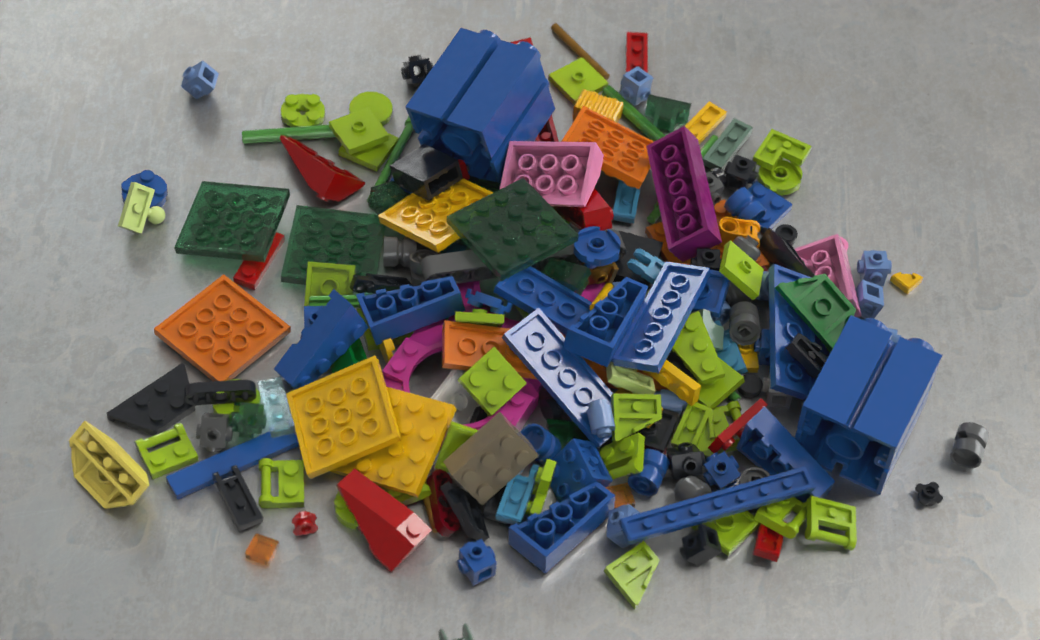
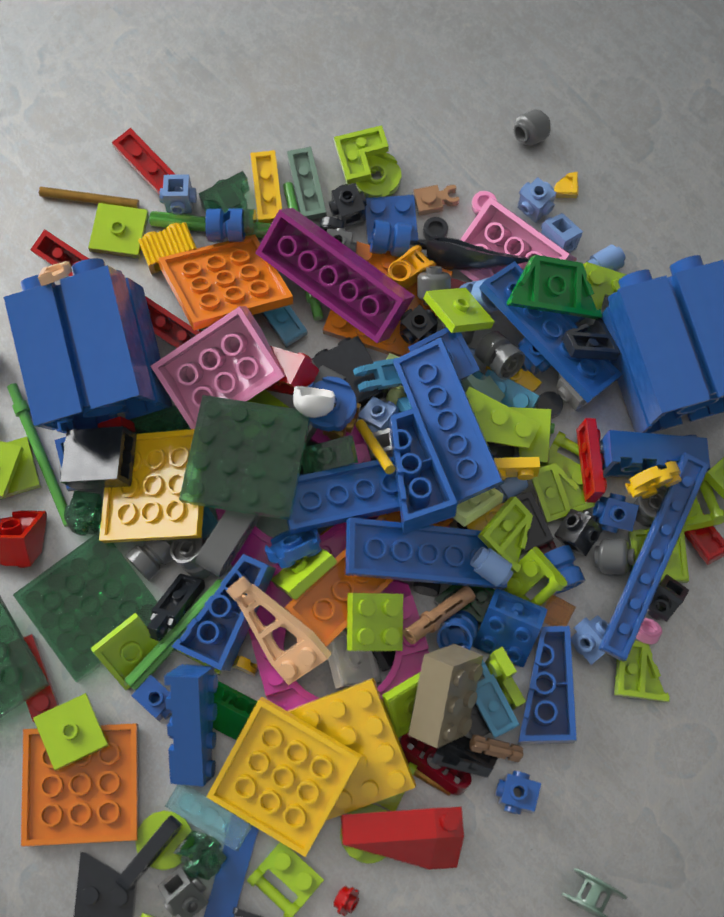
camera: 40 degrees left, 20 degrees up
(248, 296) = (70, 731): none -> lime plate
(432, 357) = (299, 658): none -> light nougat plate
(491, 528) = (496, 748): none -> medium nougat axle
(500, 35) = (54, 272): none -> light nougat tile
(527, 415) = (431, 620): none -> medium nougat pin
(584, 229) = (313, 401): none -> white hair
(646, 121) = (225, 225): none -> blue wheel
(664, 129) = (250, 221): none -> clear green tile
(667, 555) = (649, 631): none -> bright pink tile
(762, 455) = (647, 482): none -> yellow plate
(803, 217) = (431, 200): none -> medium nougat plate
(918, 228) = (532, 127): none -> dark grey head

